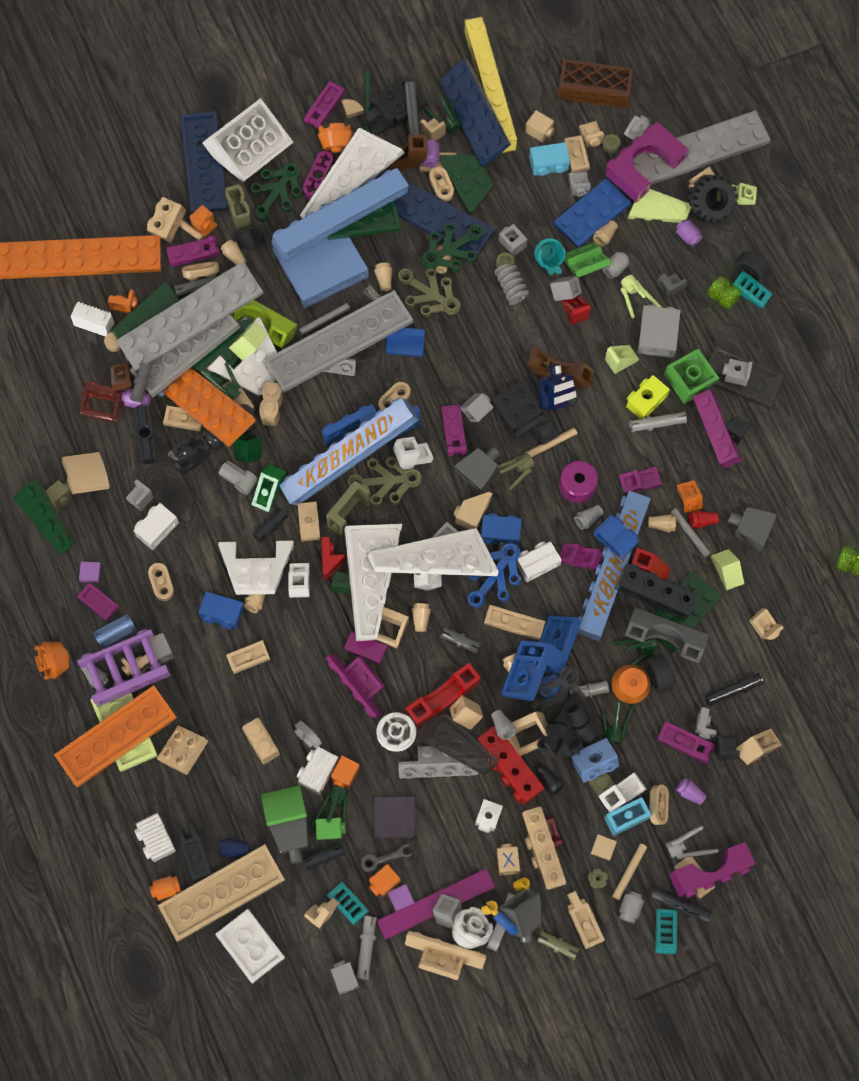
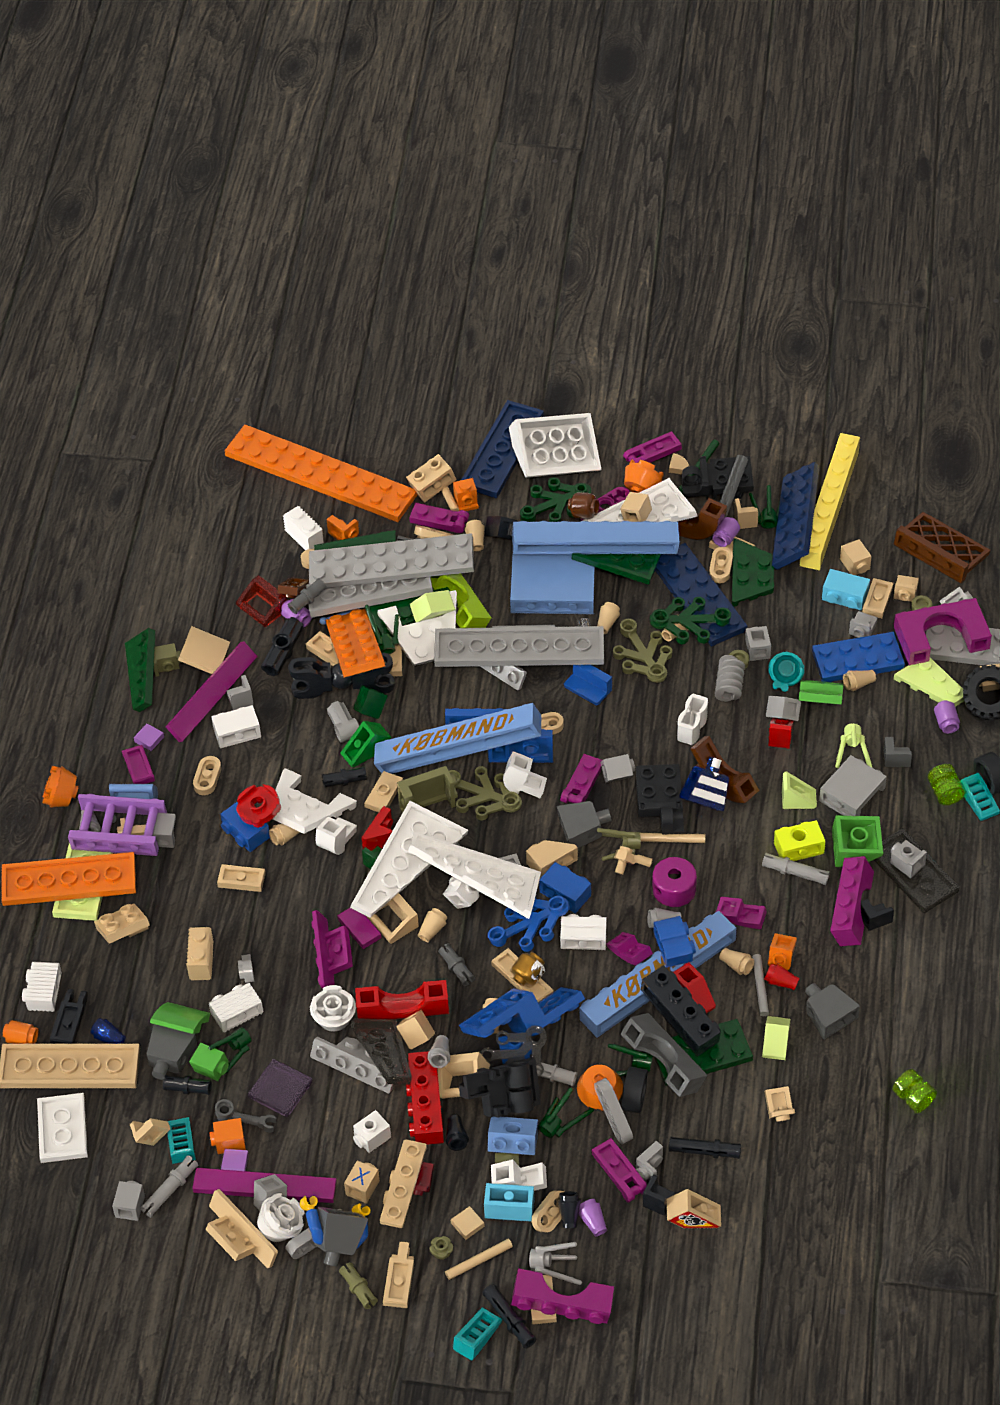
camera: 35 degrees right, 20 degrees down
(114, 505) = (211, 691): none -> magenta tile
(218, 598) = (262, 814): none -> red plate
(238, 206) = (506, 495): olive brick -> none
(271, 403) = (418, 674): tan brick -> none
(307, 186) = (583, 505): none -> reddish brown head
(345, 772) = (260, 1022): orange brick -> none
(354, 170) = (636, 507): none -> tan brick
(506, 333) = (692, 719): none -> white brick
(520, 617) = (528, 969): none -> pearl gold head
(529, 479) = (624, 856): none -> tan piece
(618, 262) = (849, 711): light grey brick -> none
(631, 907) = (455, 1289): light grey brick -> none
(657, 700) = (613, 1111): none -> light grey beam
(671, 793) = (569, 1208): none -> black cone

